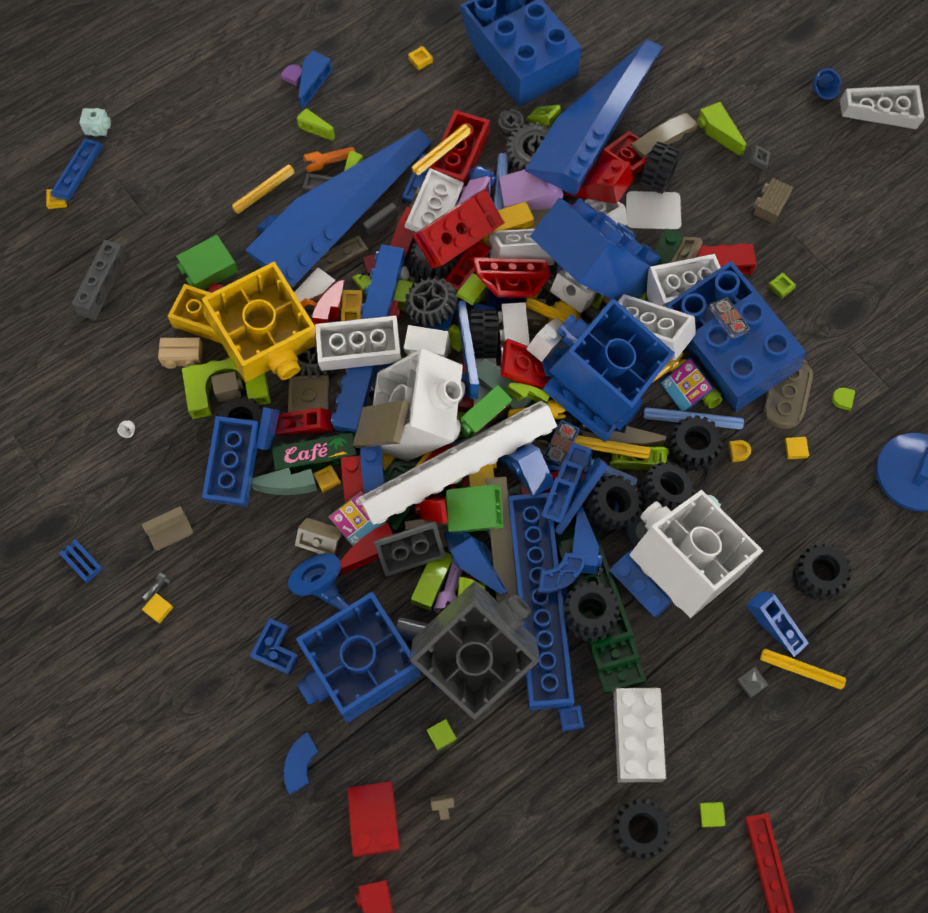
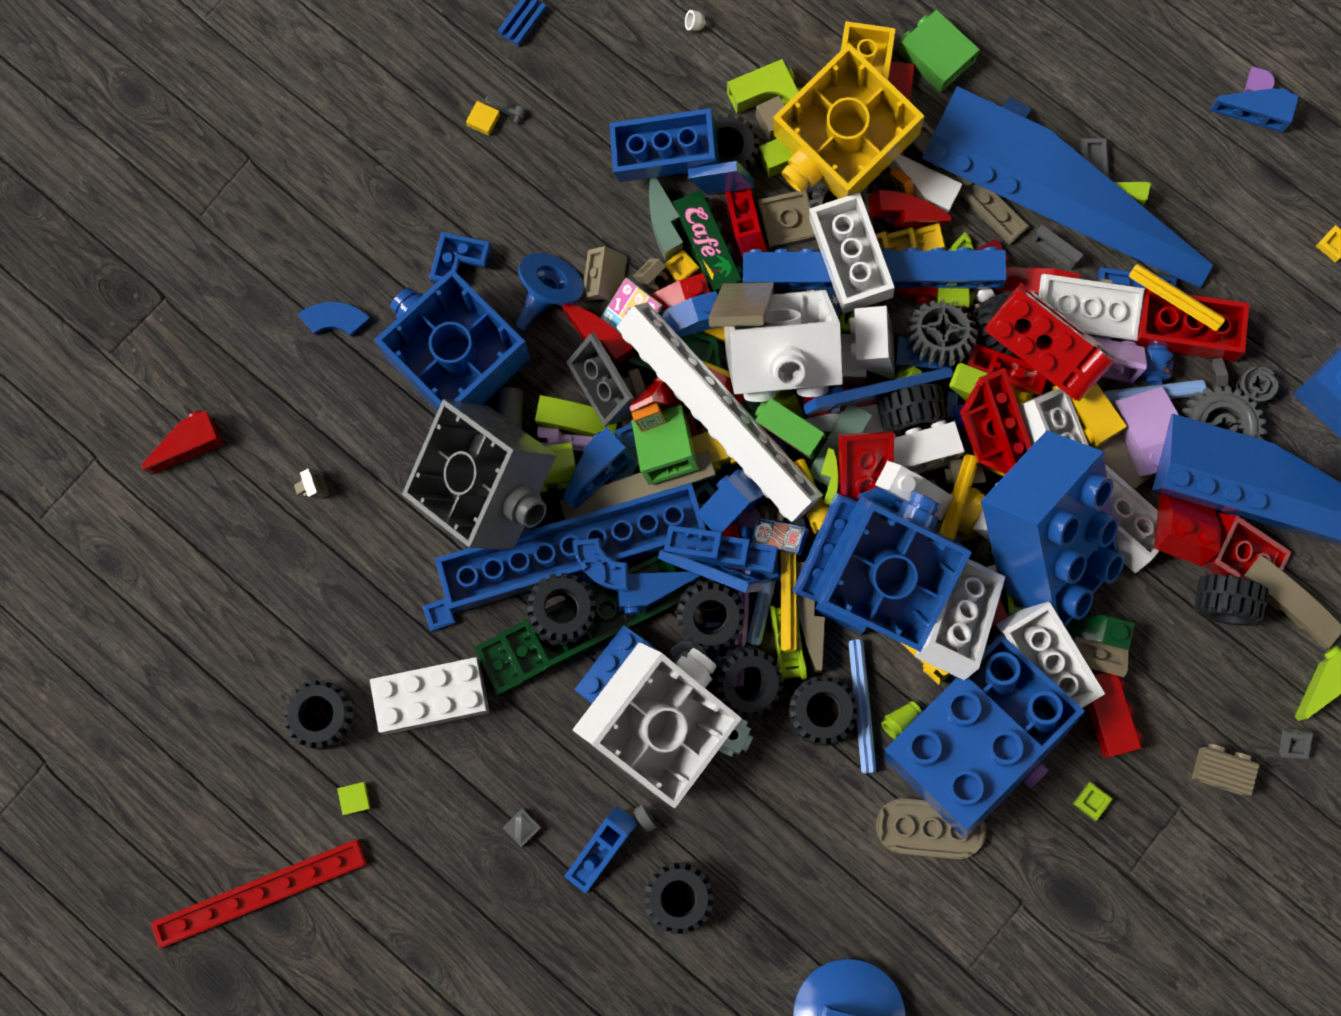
camera: 80 degrees right, 10 degrees up
(168, 528) = (579, 103): dark tan panel -> none
(180, 352) = (807, 51): tan brick -> none
(263, 189) = (1068, 90): yellow axle -> none
(312, 123) = (1184, 125): lime slope -> none
(319, 160) = (1129, 149): orange piece -> none
(326, 500) = (649, 272): none -> dark tan tile
(373, 819) = (283, 412): red slope -> none
(441, 734) = (393, 468): lime tile -> none
(453, 512) = (648, 417): none -> tile
(498, 141) = (1220, 371): none -> dark grey tile
(545, 115) = (1281, 429): lime slope -> none
(653, 210) = (1168, 607): white sticker -> none
(687, 385) = (904, 689): piece -> none
(729, 318) = (990, 718): tile -> none
(739, 450) = (829, 772): yellow tile -> none
(758, 586) = (645, 818): none -> dark grey tile
(796, 448) = (849, 848): yellow tile -> none
(803, 669) = (550, 889): yellow axle -> none
(843, 398) = (937, 905): lime tile -> none

